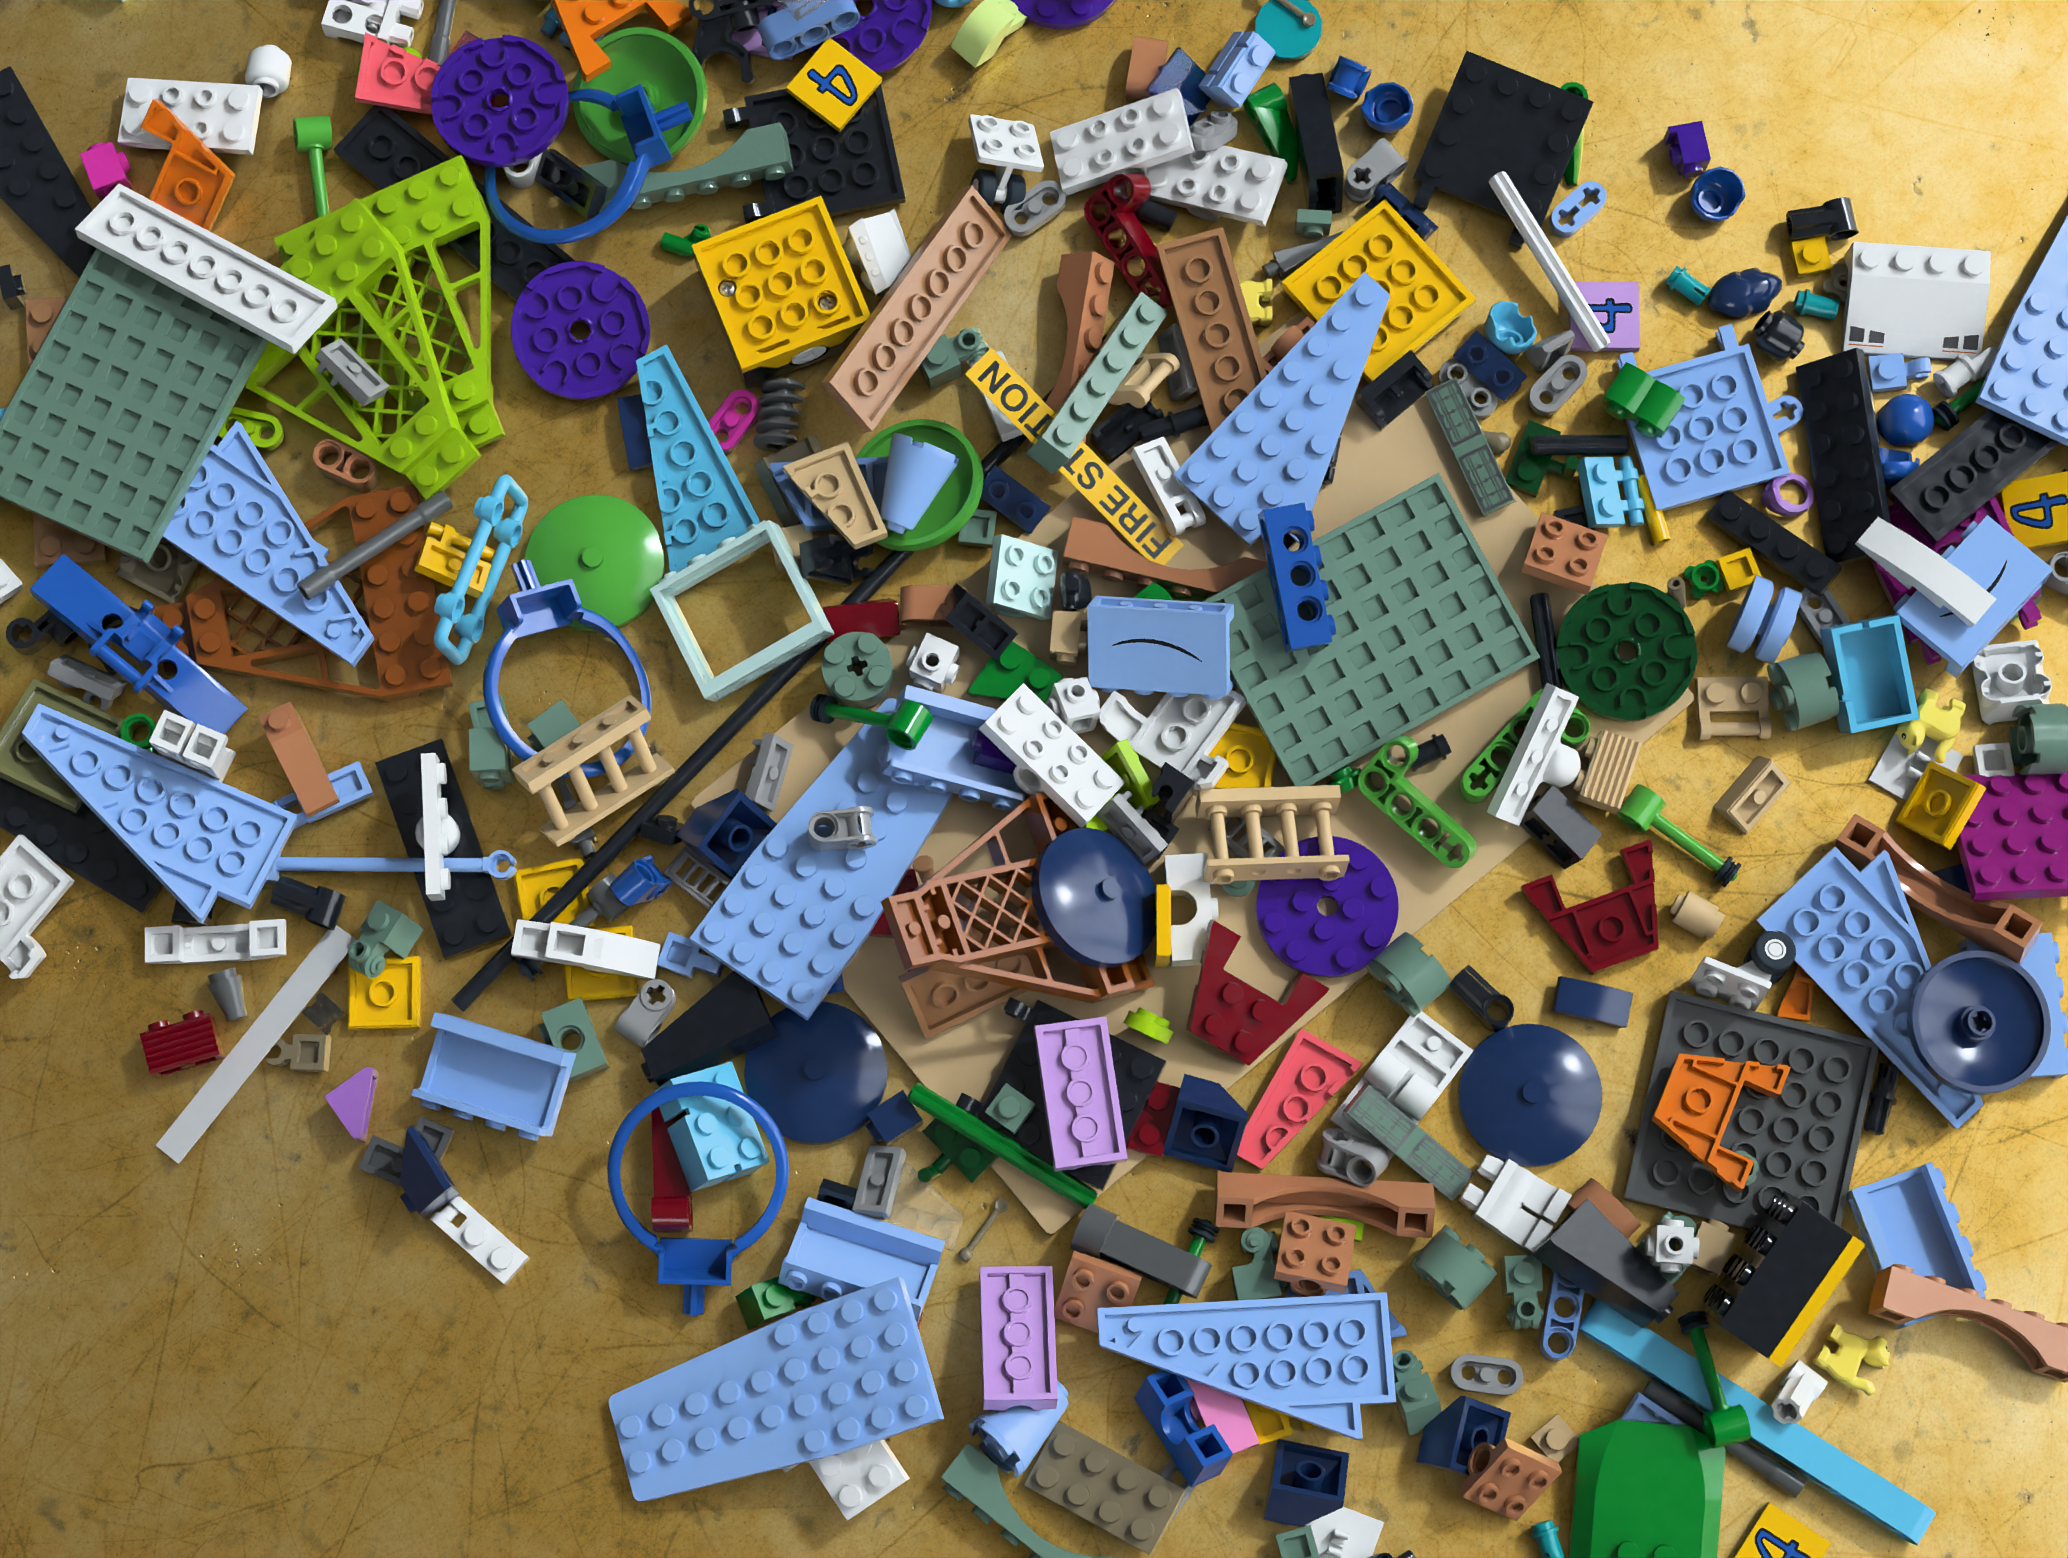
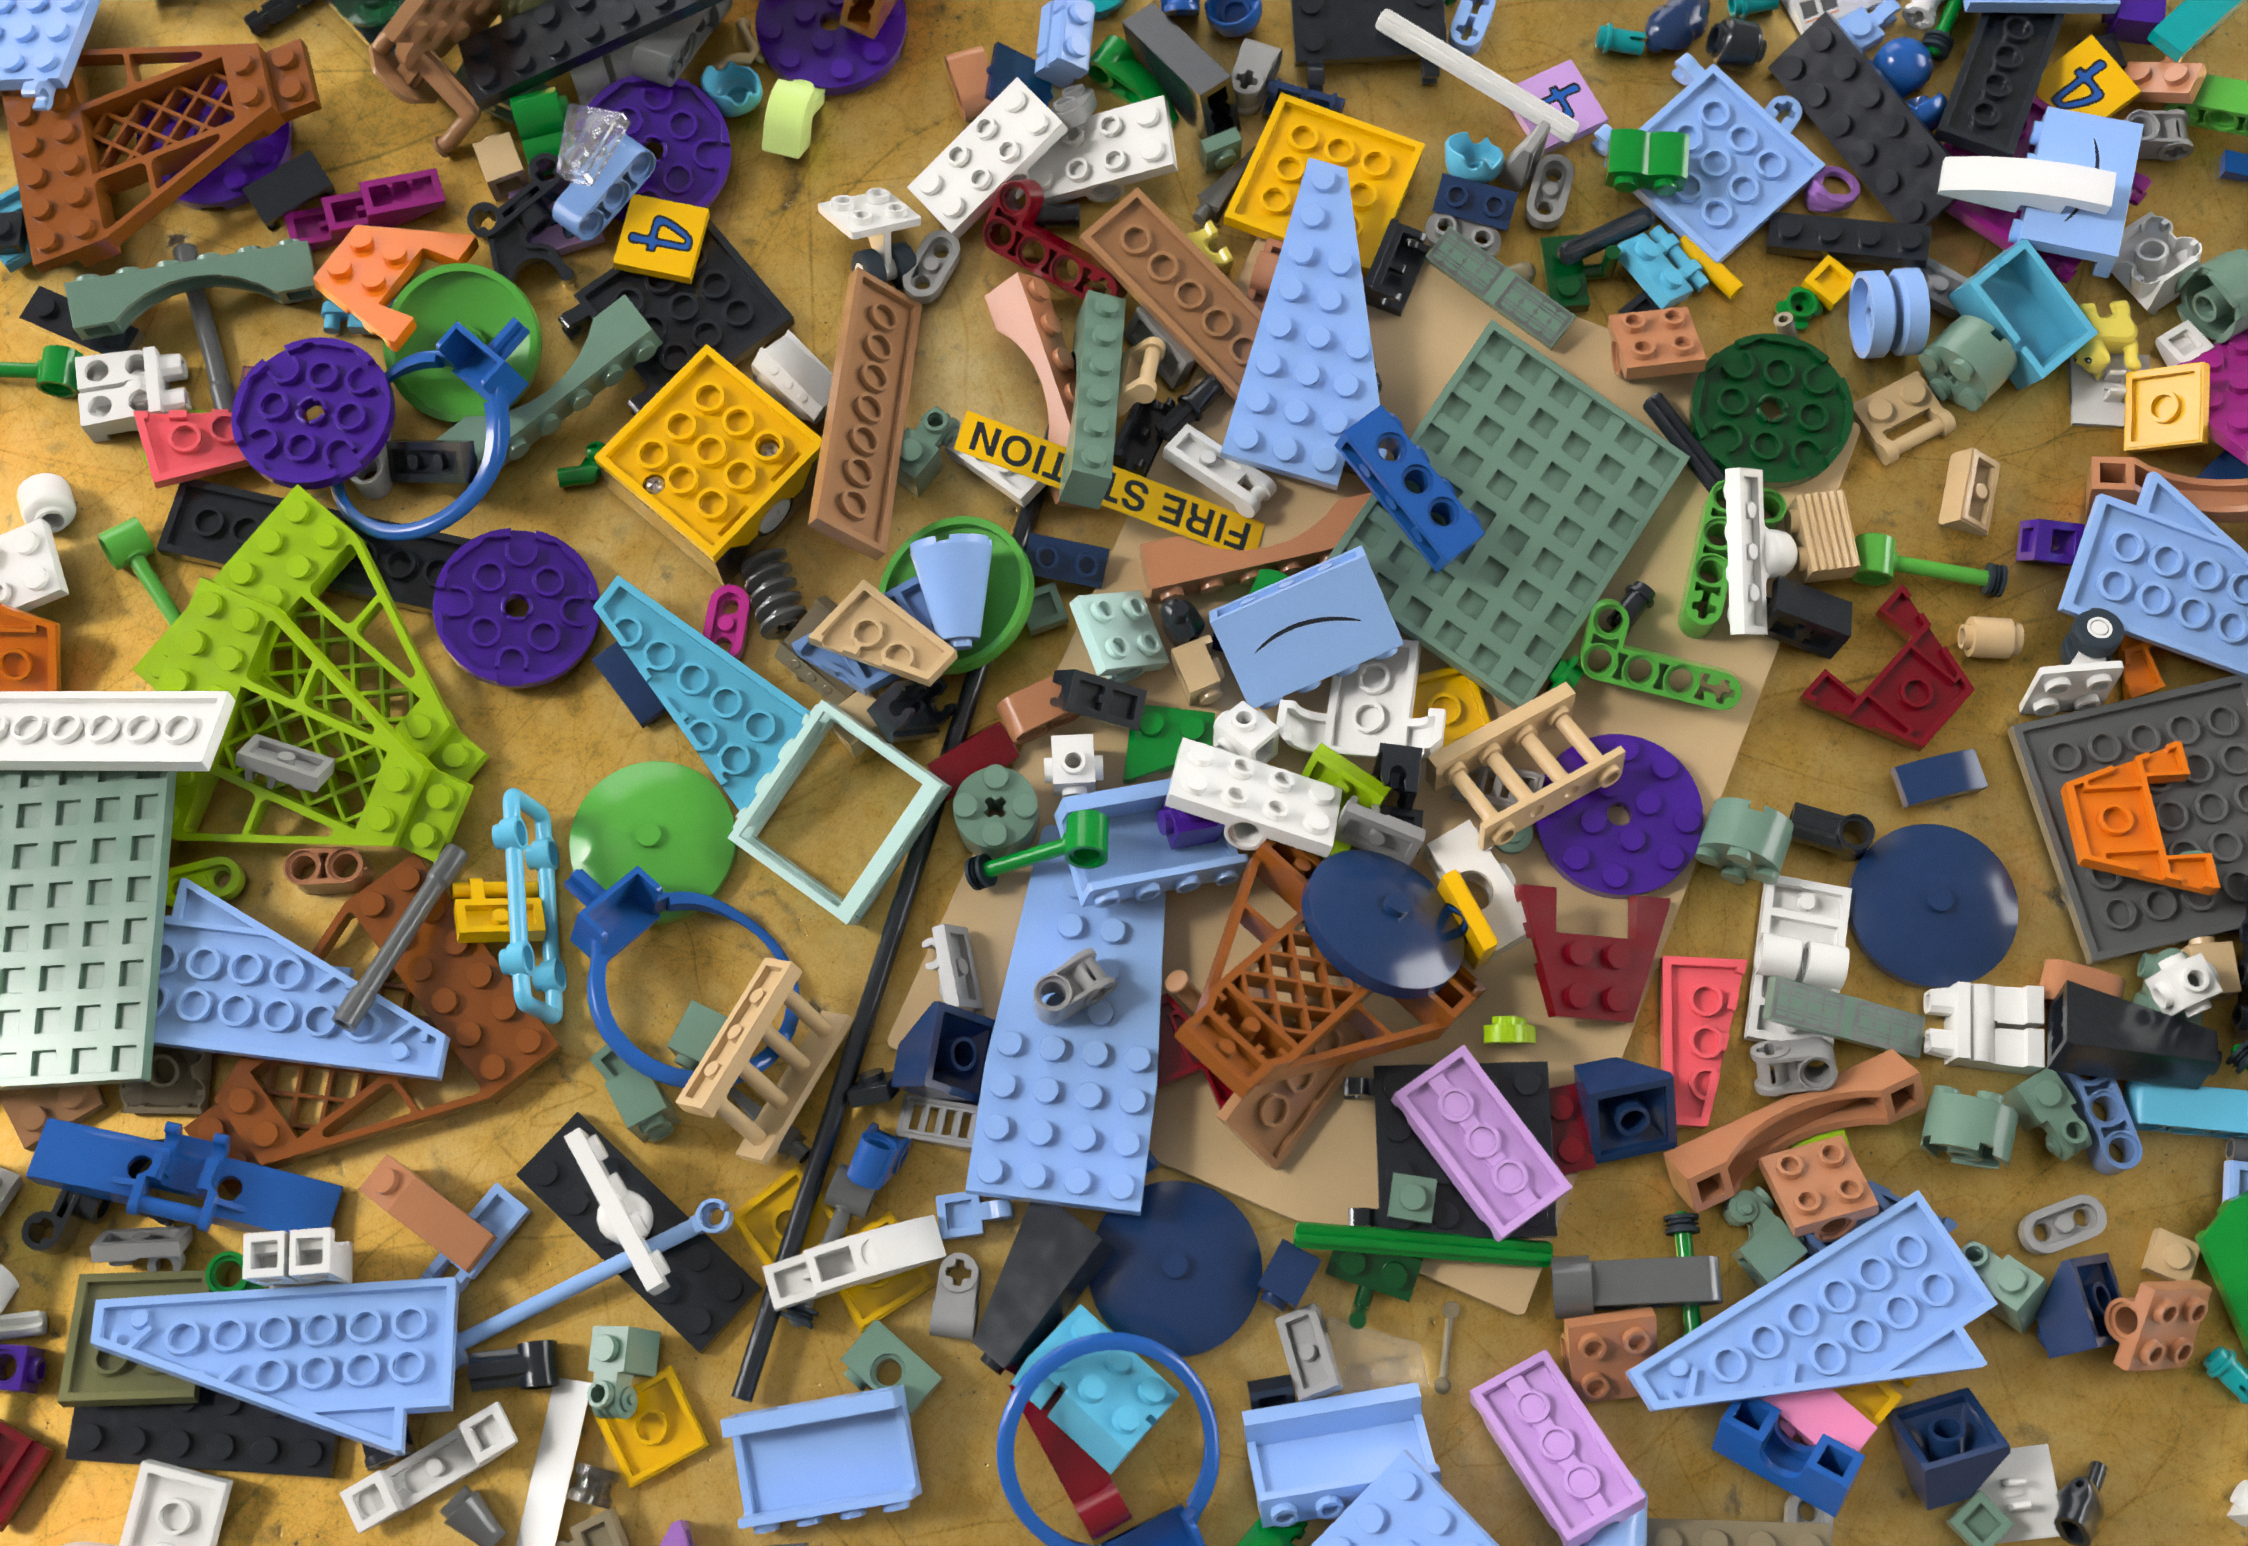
camera: 25 degrees left, 5 degrees down
(1777, 855) = (2036, 539): none -> dark purple brick

